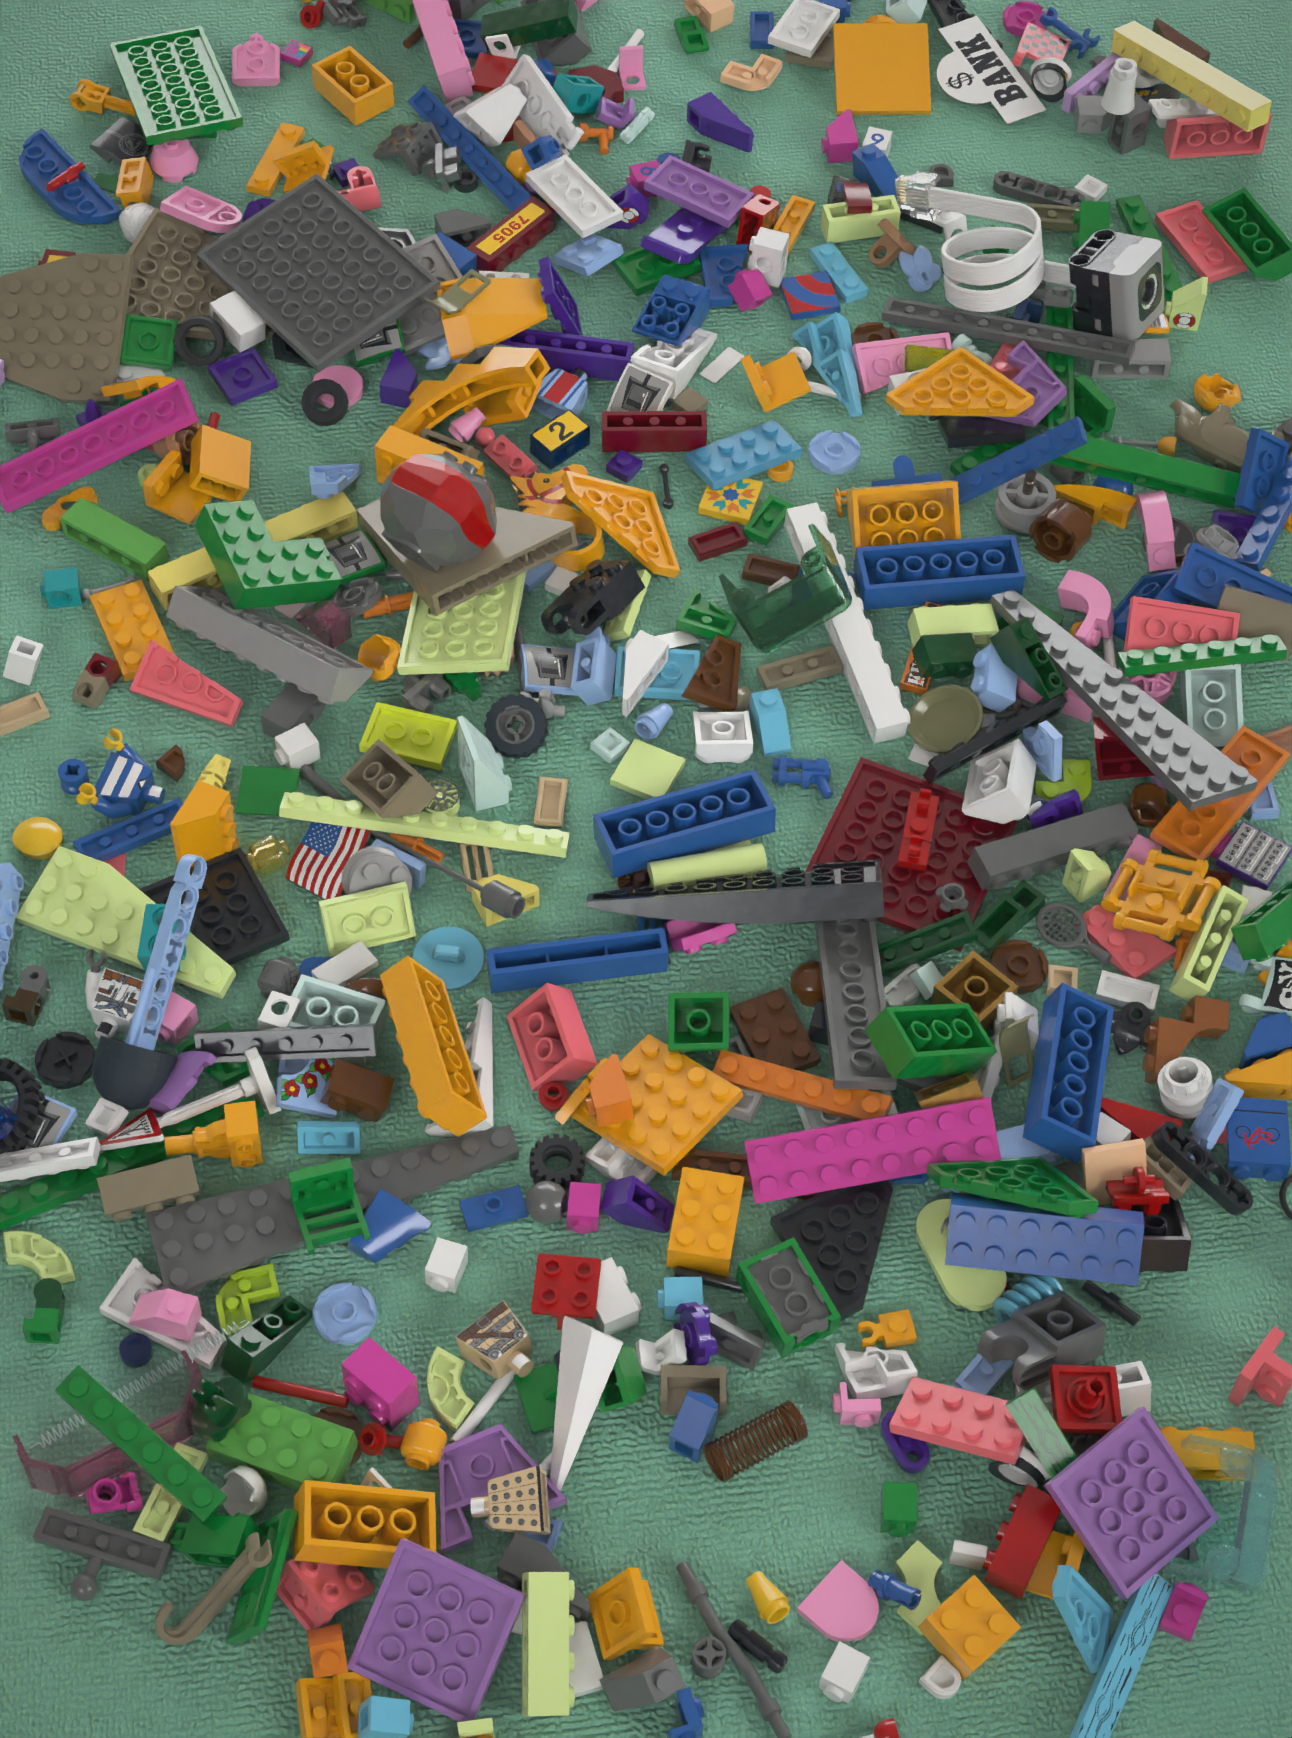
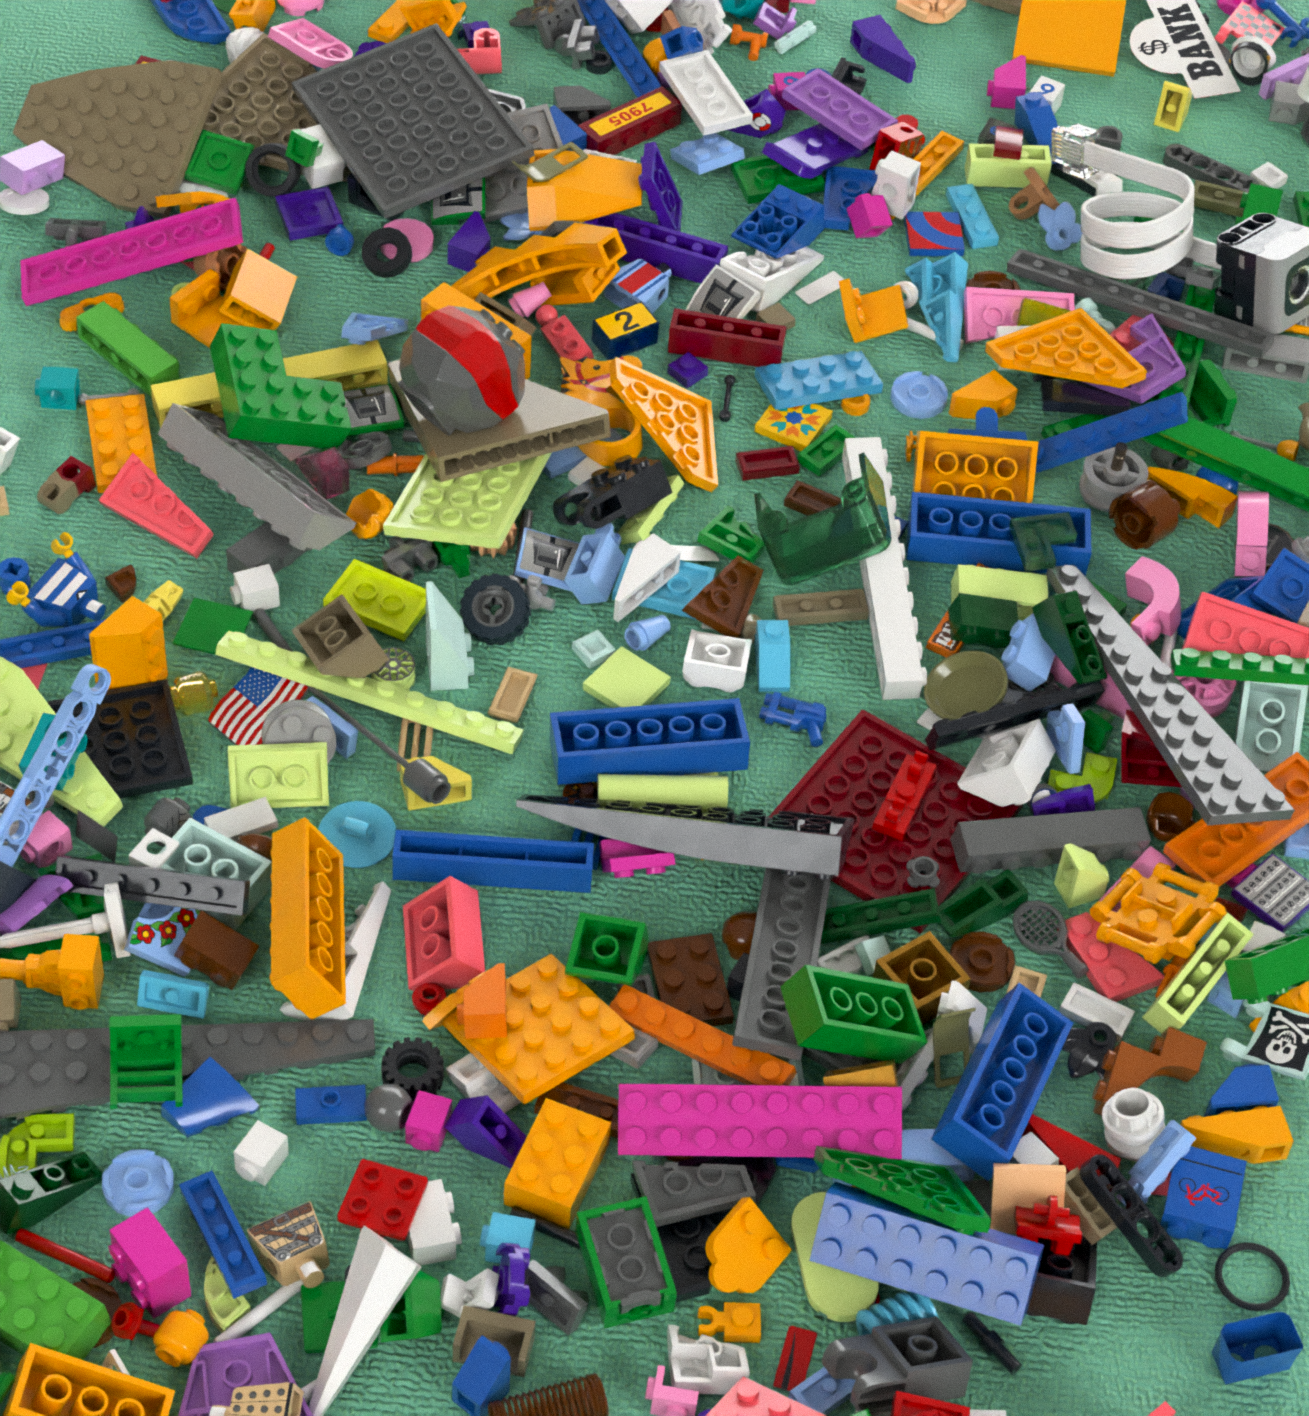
camera: 10 degrees right, 5 degrees down
(219, 1005) = (96, 836): none -> dark grey sticker
(227, 317) = (303, 148): none -> green tile
(278, 398) = (339, 240): none -> blue tile
(418, 845) = (358, 712): orange axle -> none
(434, 1344) = (223, 1234): none -> blue plate
(828, 1223) = (691, 1192): none -> dark grey wing
(885, 1265) = (744, 1250): none -> light orange plate
(894, 441) = (987, 391): none -> light orange slope
(949, 1351) = (794, 1358): none -> red sticker
(976, 568) = (1035, 536): none -> clear green plate
(991, 136) = (1173, 106): none -> light yellow slope
(1070, 736) = (1097, 729): none -> green tile

